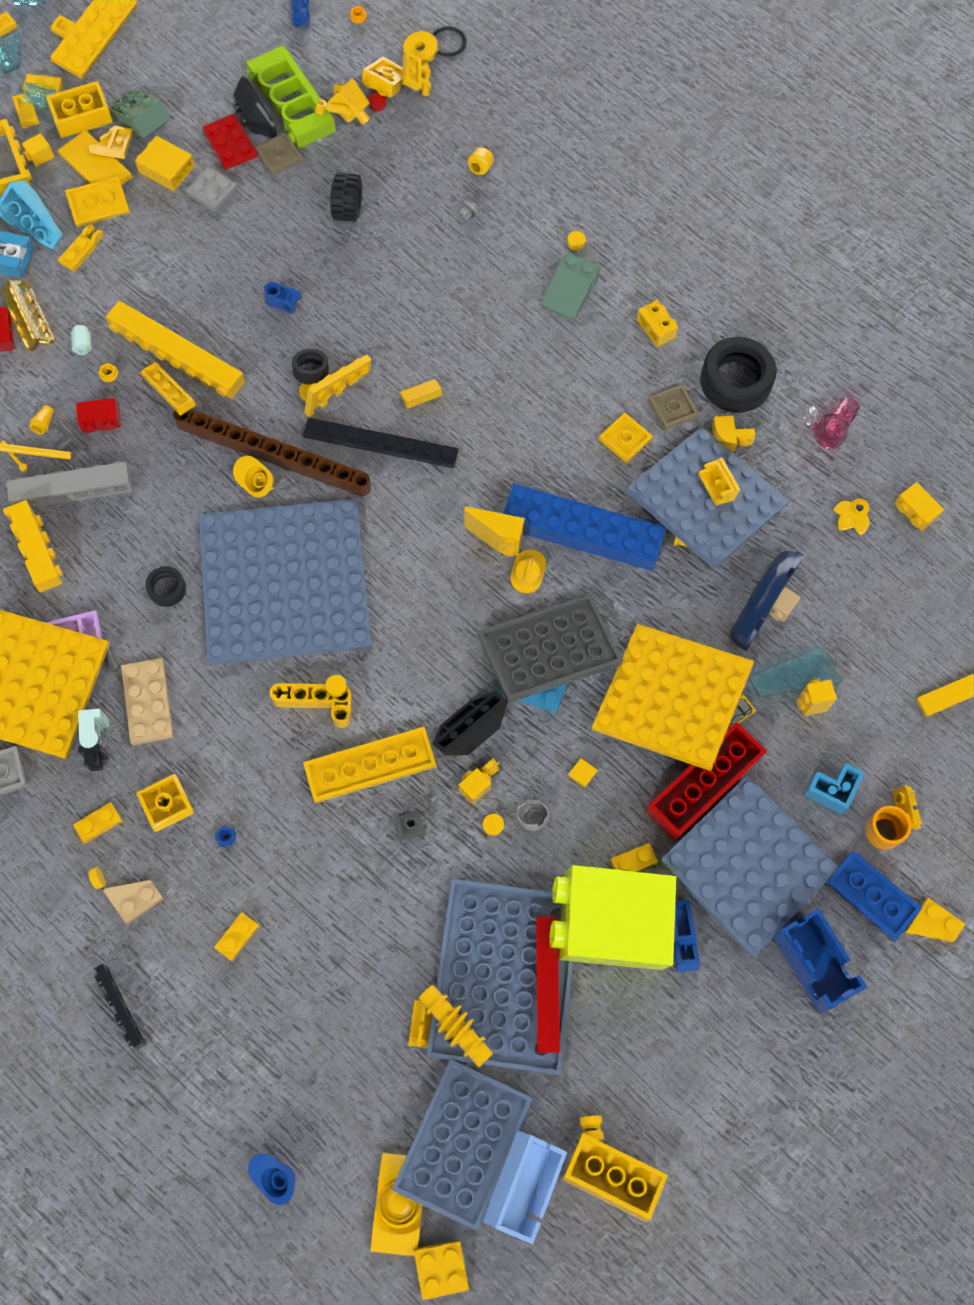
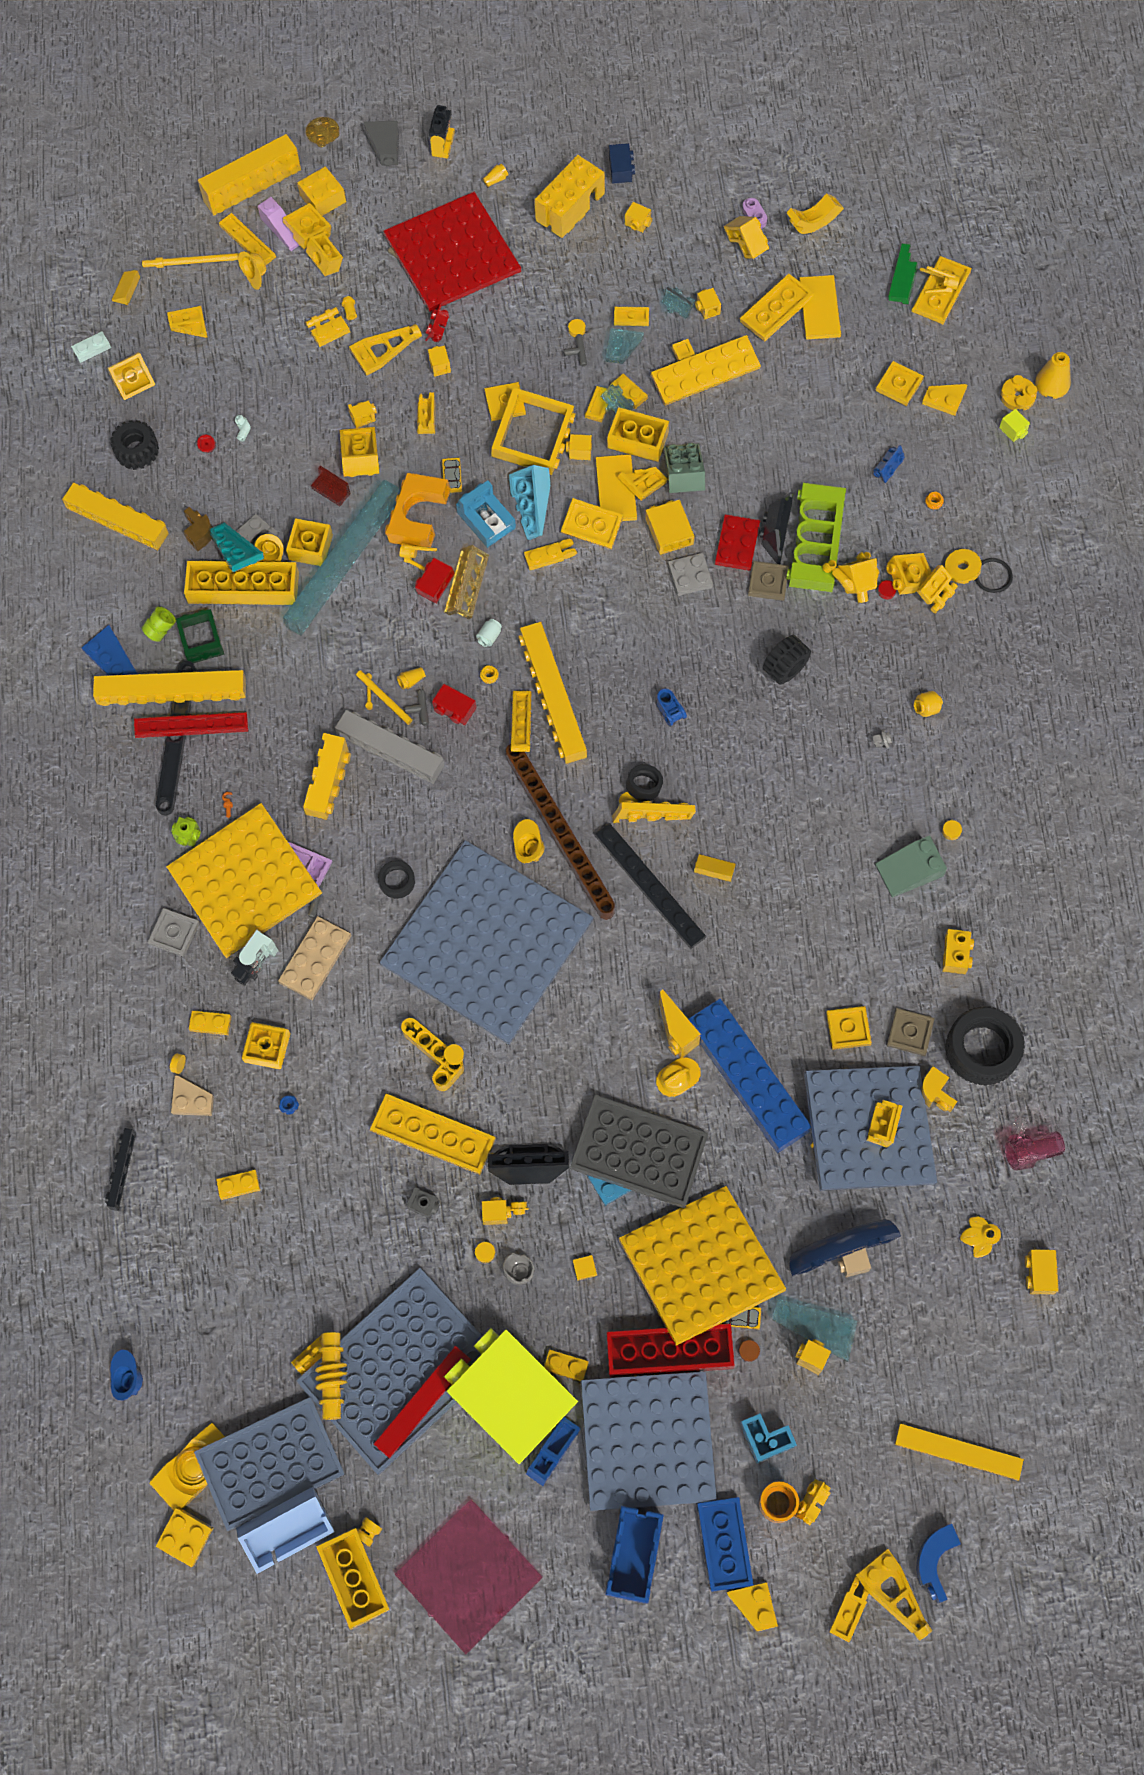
camera: 45 degrees right, 0 degrees up
(701, 1093) = (468, 1576): none -> clear pink piece
(763, 734) = (749, 1351): none -> dark orange tile

